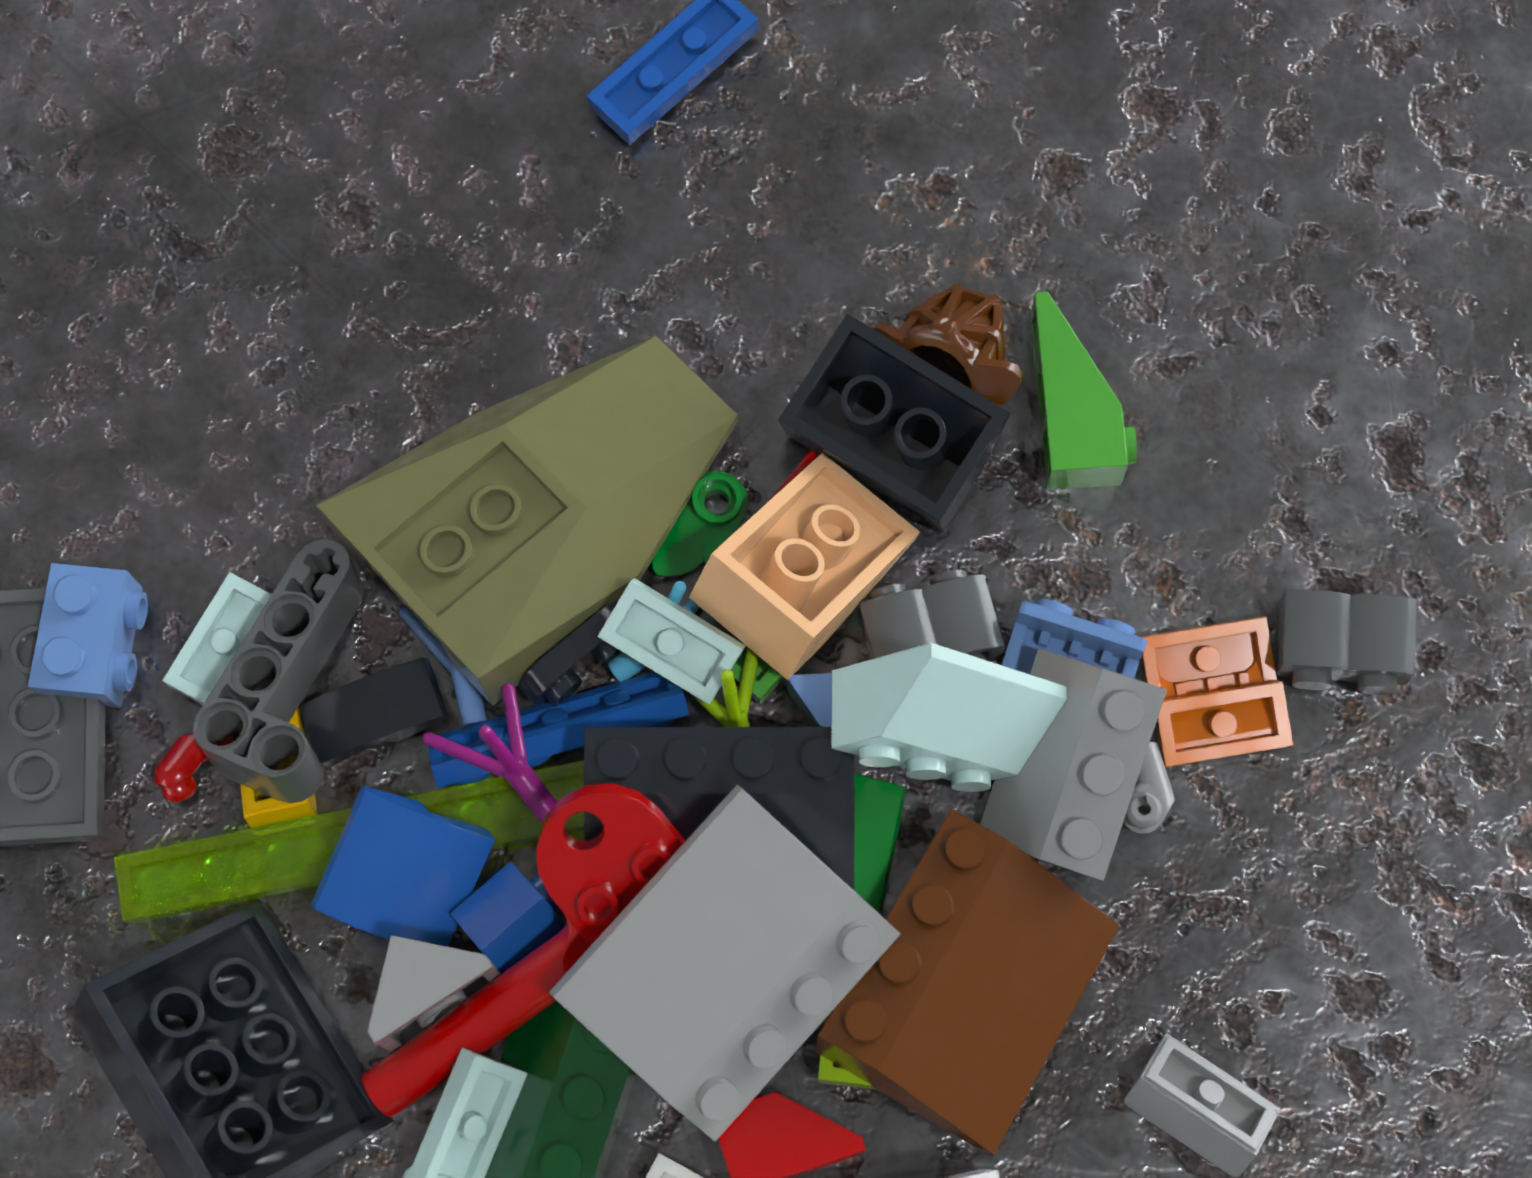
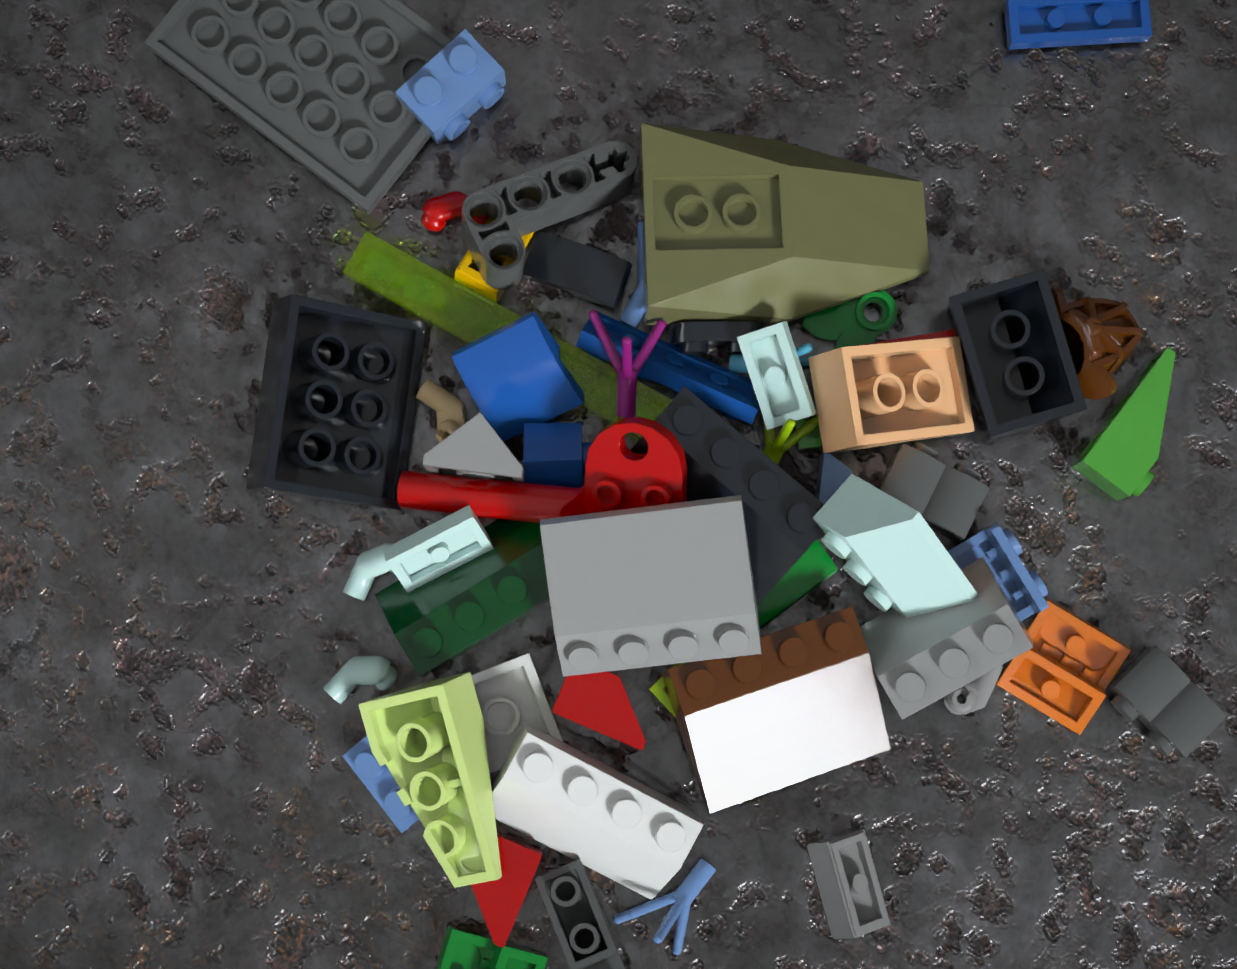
camera: 35 degrees right, 10 degrees up
(216, 638) = (523, 152): light aqua plate -> none
(356, 968) = (448, 408): none -> tan arm

